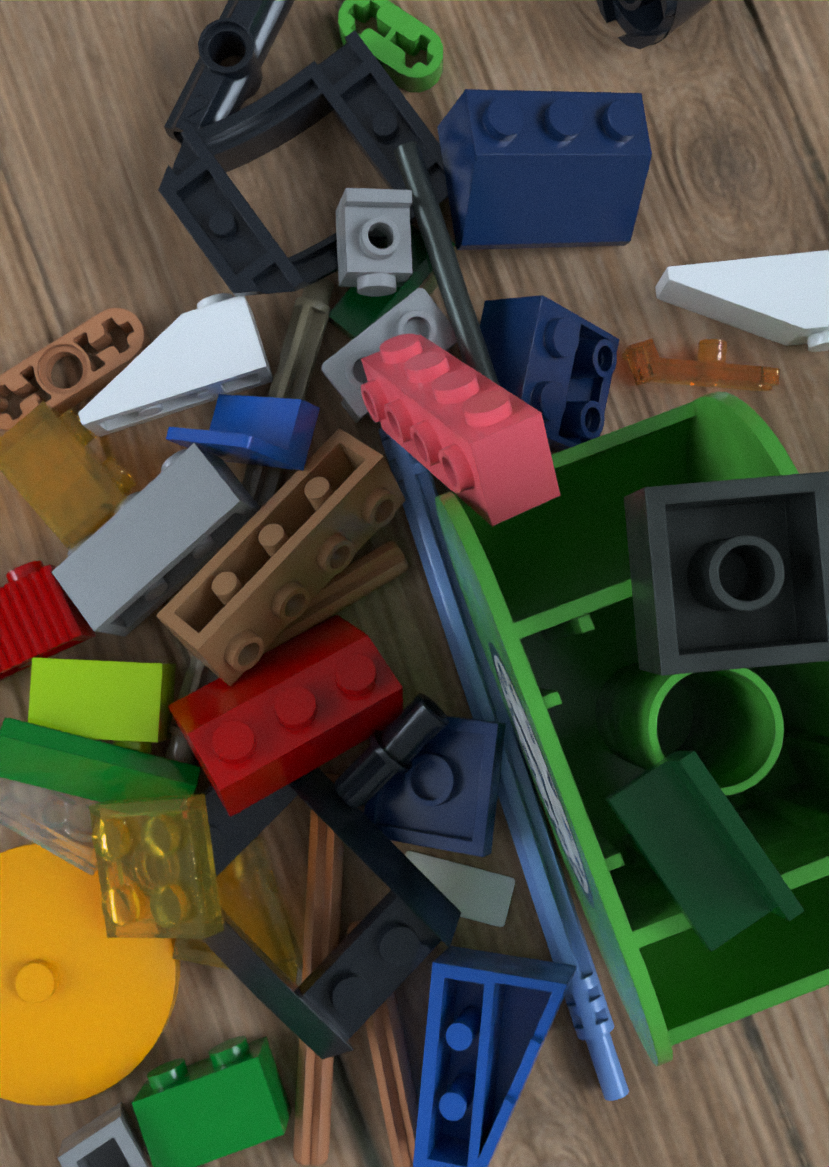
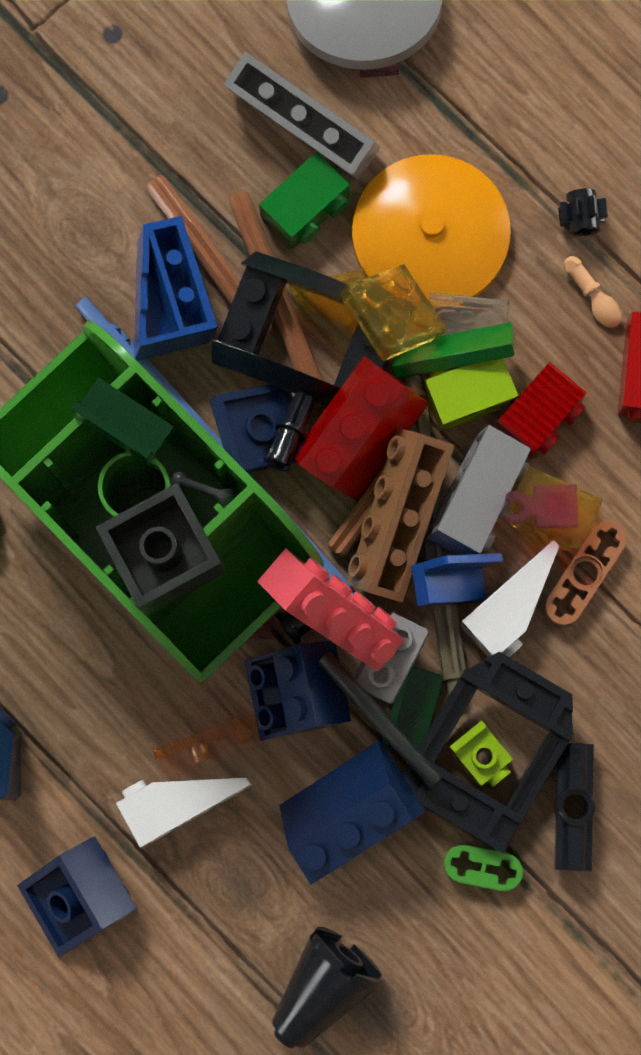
camera: 155 degrees right, 5 degrees down
(63, 466) = (551, 506): none -> clear pink plate
(318, 198) = (467, 747): none -> lime brick
(374, 214) = (444, 722): light grey brick -> none
(474, 891) = (210, 378): white sticker -> none
(558, 651) = (224, 496): none -> dark grey hinge

